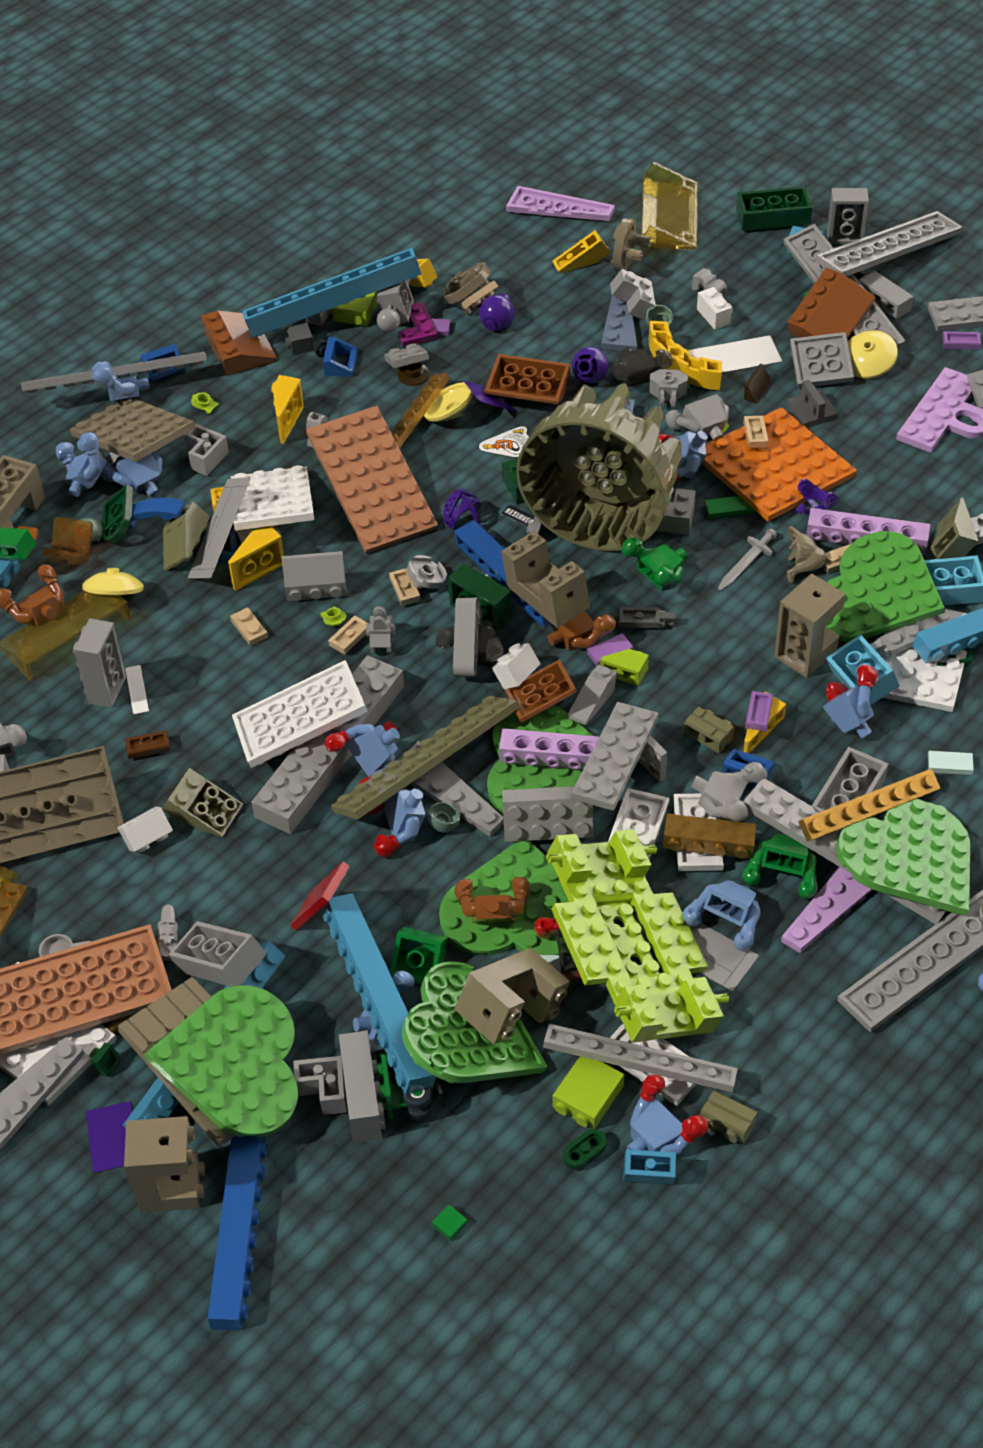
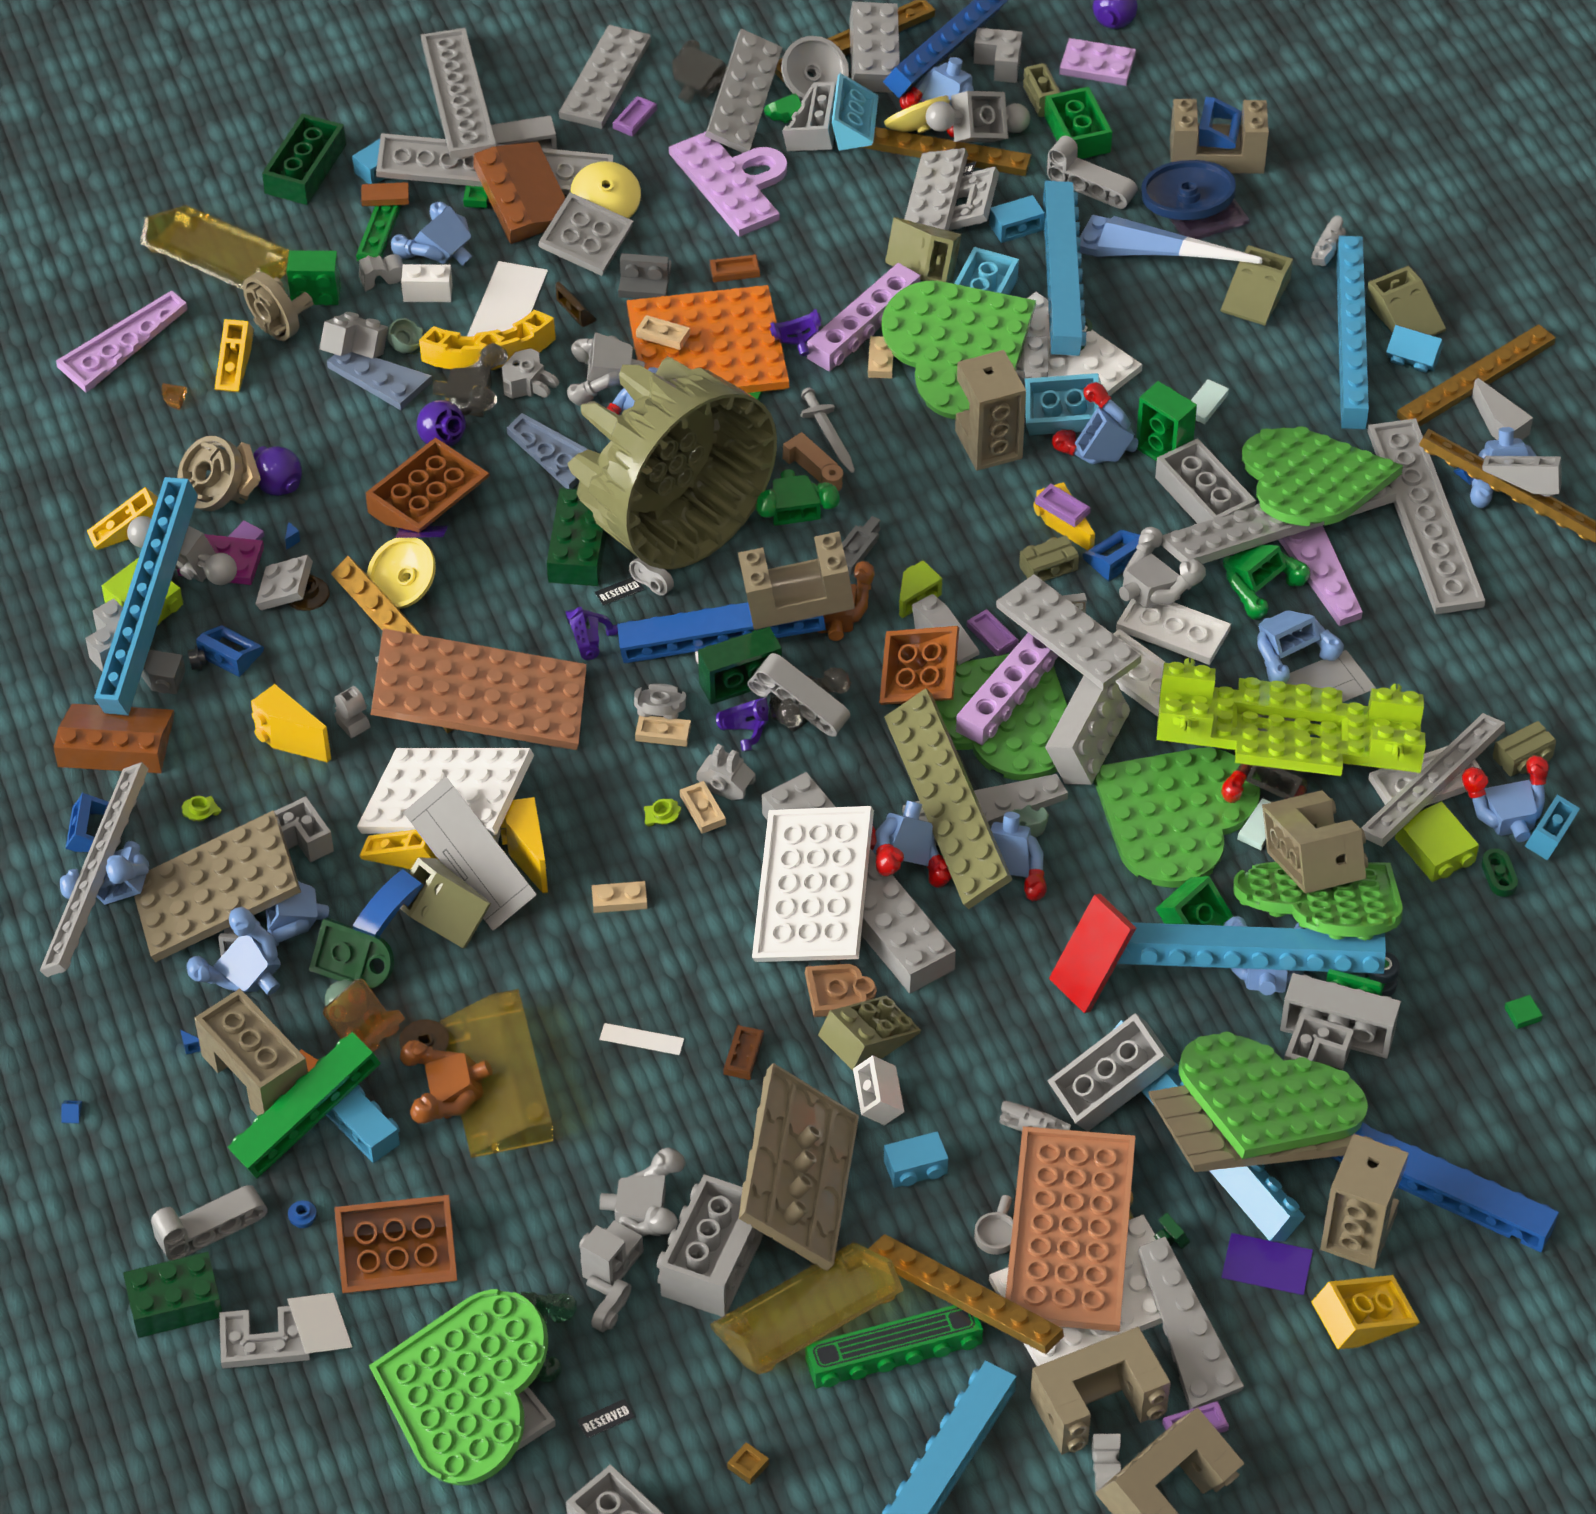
camera: 65 degrees left, 0 degrees up
(71, 579) = (426, 1031): none -> dark brown piece
(88, 1218) = (1363, 1310): none -> yellow slope
(98, 877) = (915, 1159): none -> dark azure brick
(100, 662) = (620, 1036): light grey brick -> none
(113, 583) = (475, 995): light yellow dish -> none
(230, 773) = (837, 987): none -> medium nougat plate
(314, 576) = (599, 801): light grey slope -> none
(439, 620) = (735, 719): none -> dark purple helmet
(451, 345) = (292, 536): none -> blue piece
(493, 907) = (1187, 822): dark orange torso -> none
(507, 443) = (495, 552): sticker -> none
(516, 665) = (865, 676): white brick -> none
(533, 247) = (174, 395): none -> clear orange tile
(608, 647) = (880, 596): medium lavender tile -> none
(670, 255) = (315, 274): none -> green brick
(709, 836) = (1197, 614): pearl gold brick -> none
(711, 552) = (813, 460): none -> medium nougat leg
(752, 269) = (378, 231): none -> green tile
(758, 294) = (439, 239): none -> medium blue torso
(776, 256) = (385, 194): none -> dark orange tile
(807, 554) = (863, 378): dark tan piece -> none
(847, 215) = (385, 100): light grey brick -> none
(861, 448) = (734, 268): none -> dark orange tile
(868, 805) = (1241, 475): plate -> none
(887, 733) = (1164, 421): none -> green brick

